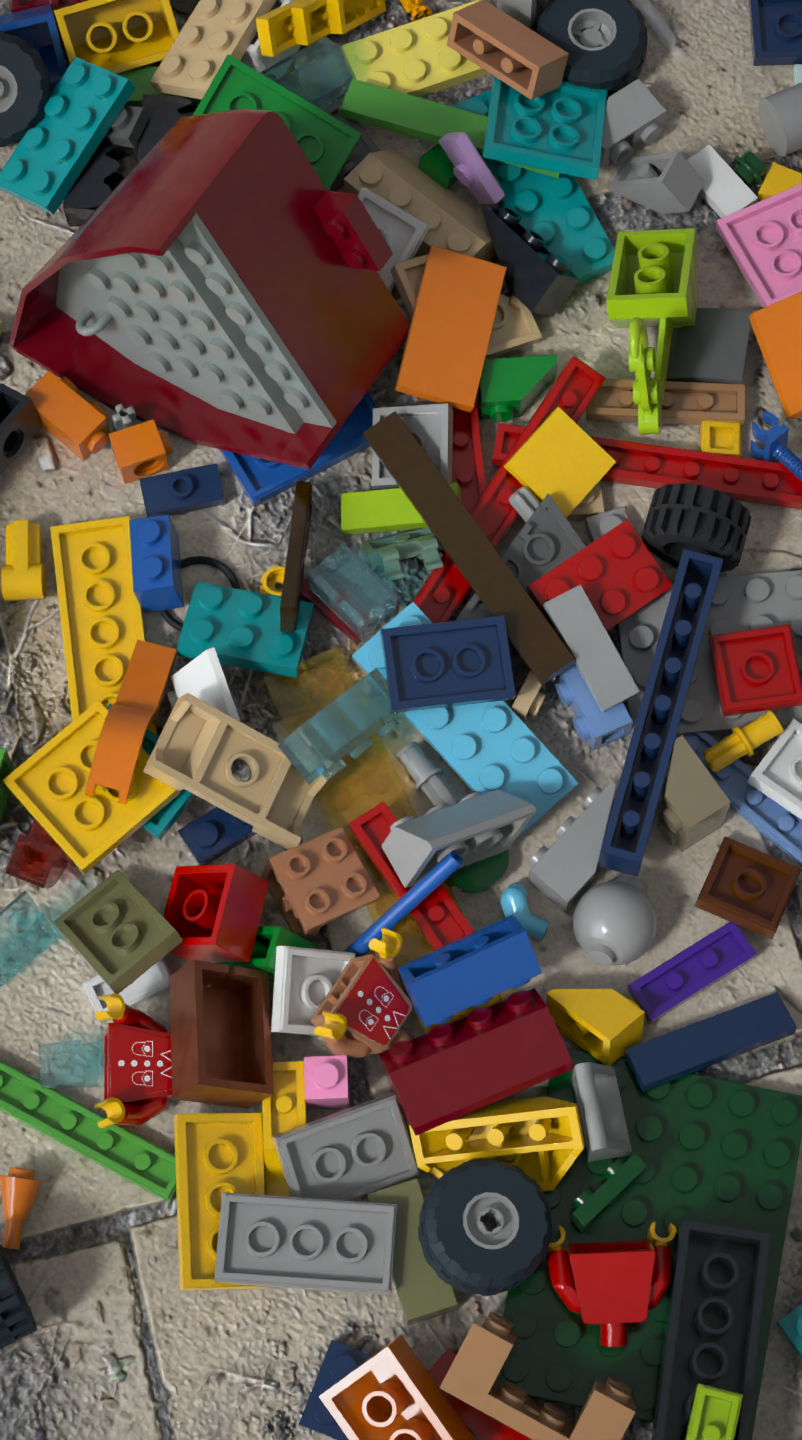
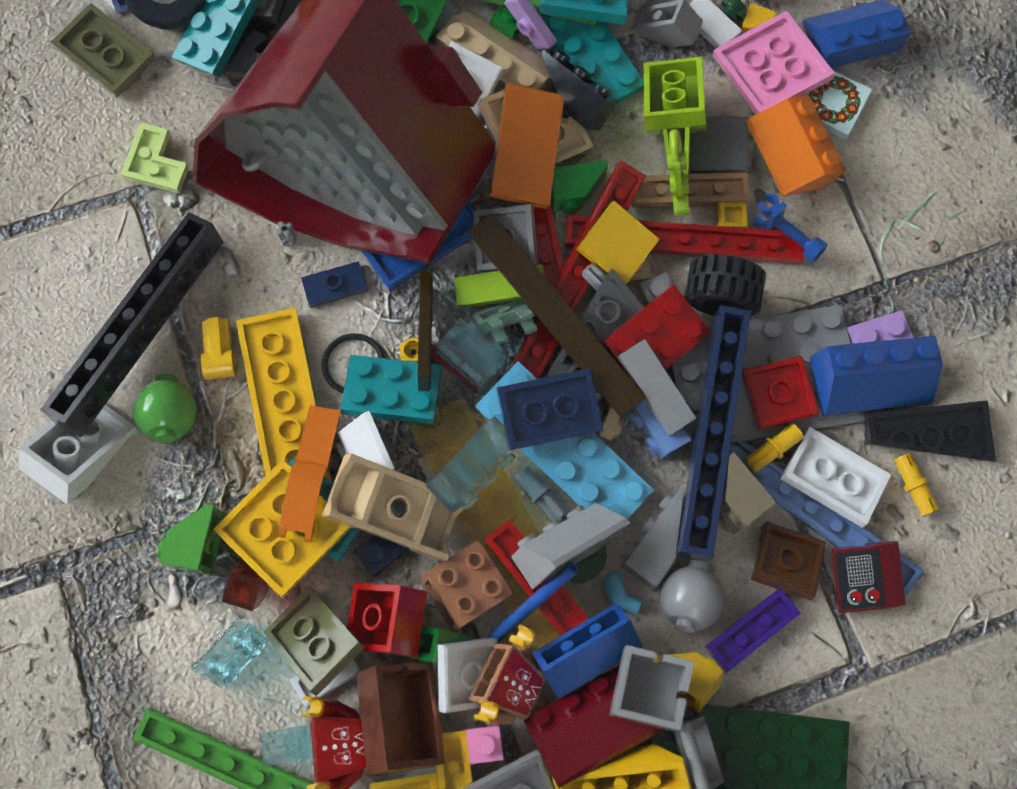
camera: 10 degrees left, 5 degrees up
(68, 416) = (243, 233): orange brick -> none
(140, 451) = (300, 255): orange brick -> none
(156, 563) = (319, 343): blue brick -> none
(541, 1020) = (648, 689): none -> light grey piece
(710, 1041) = (772, 685): dark blue tile -> none

